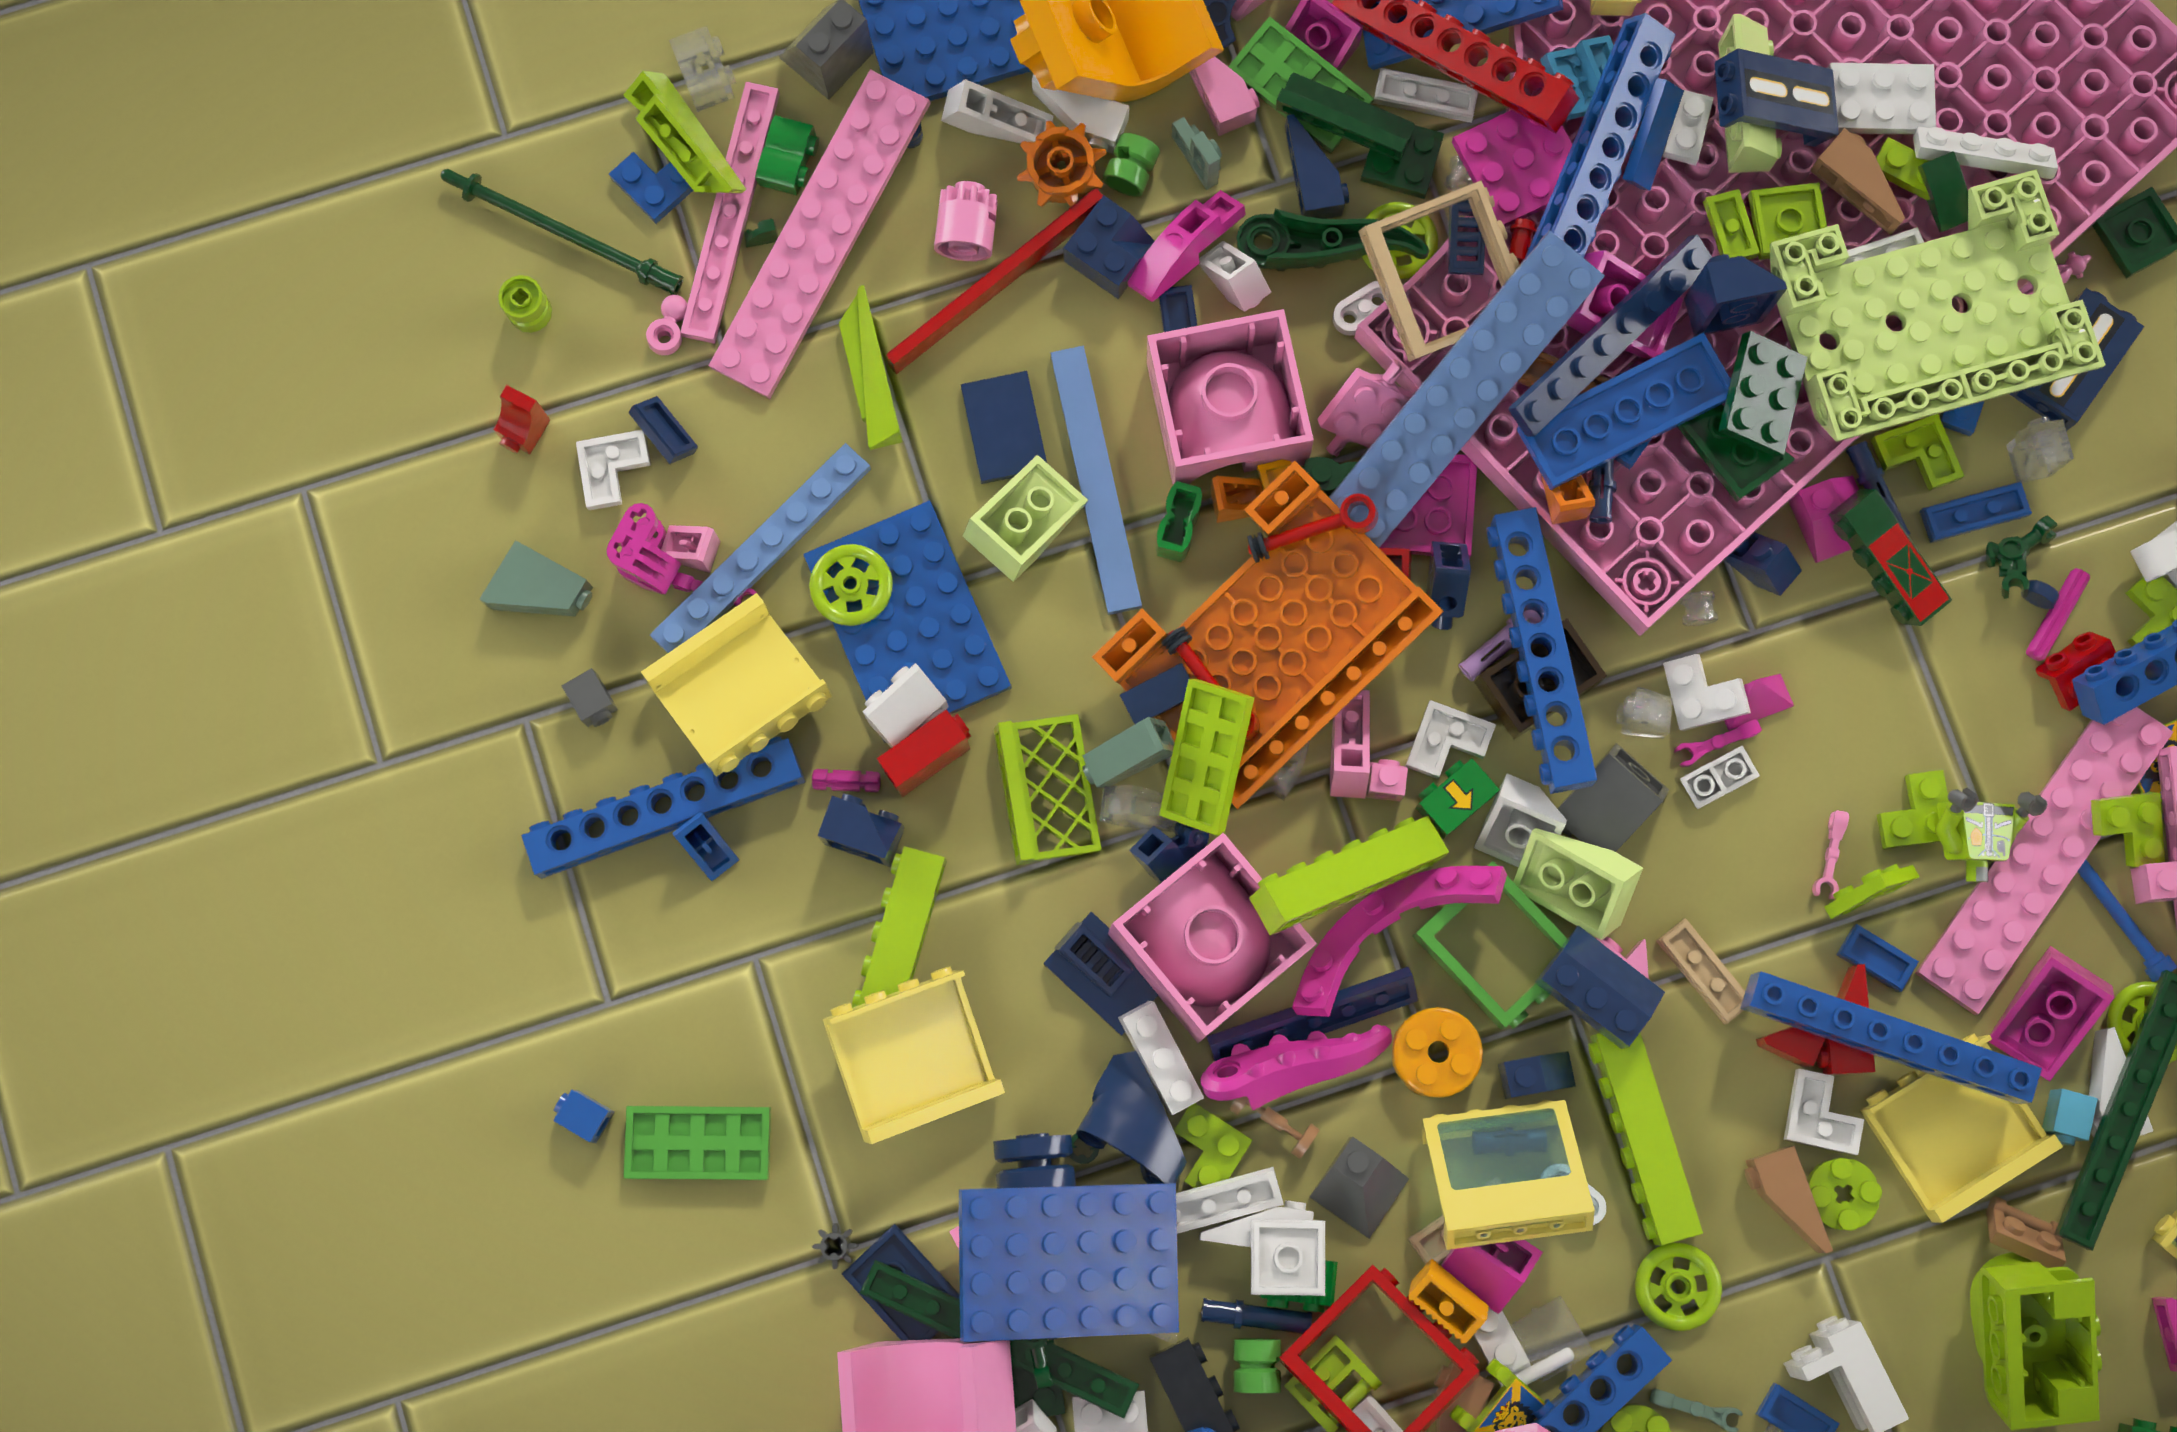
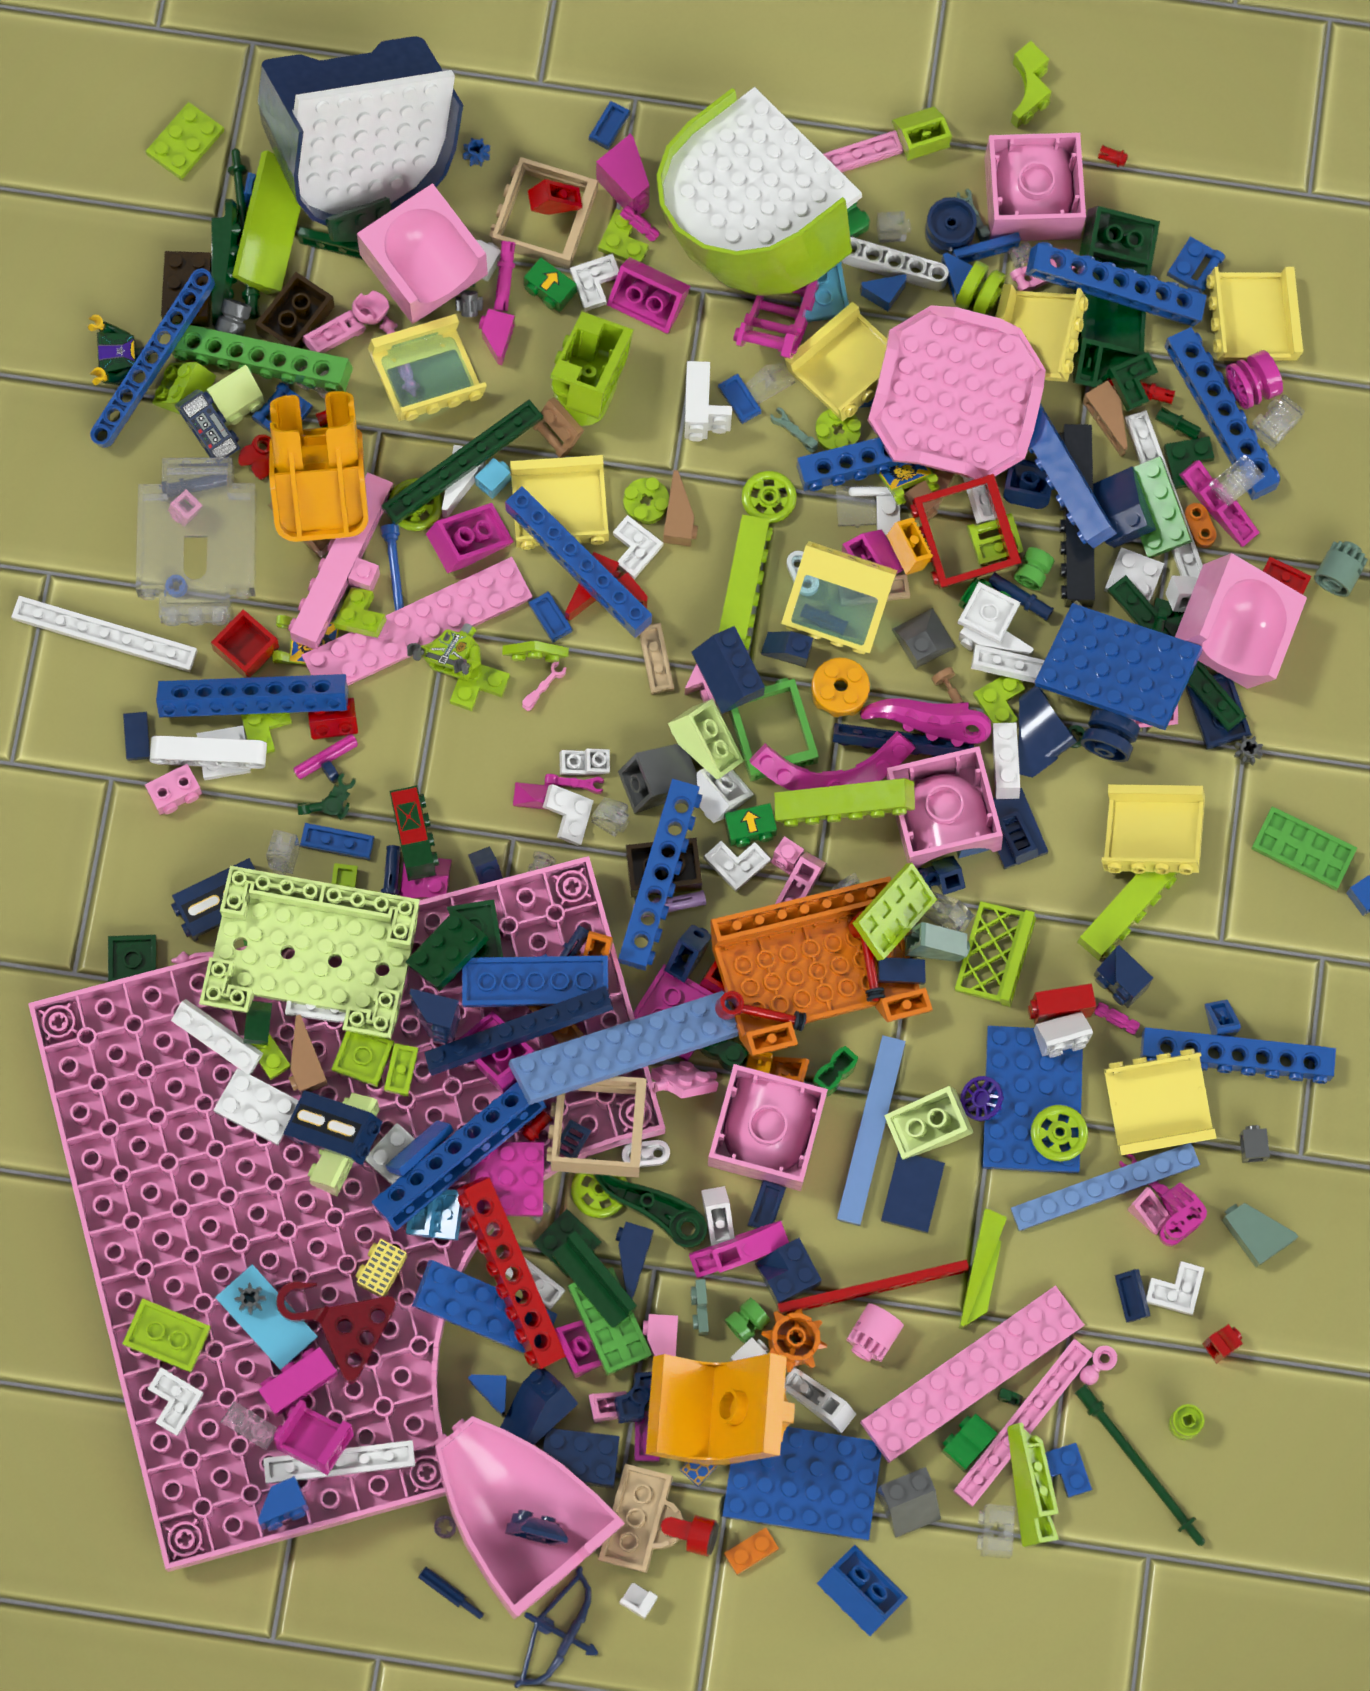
camera: 160 degrees left, 5 degrees down
(972, 583) = (982, 1098): none -> dark purple wheel

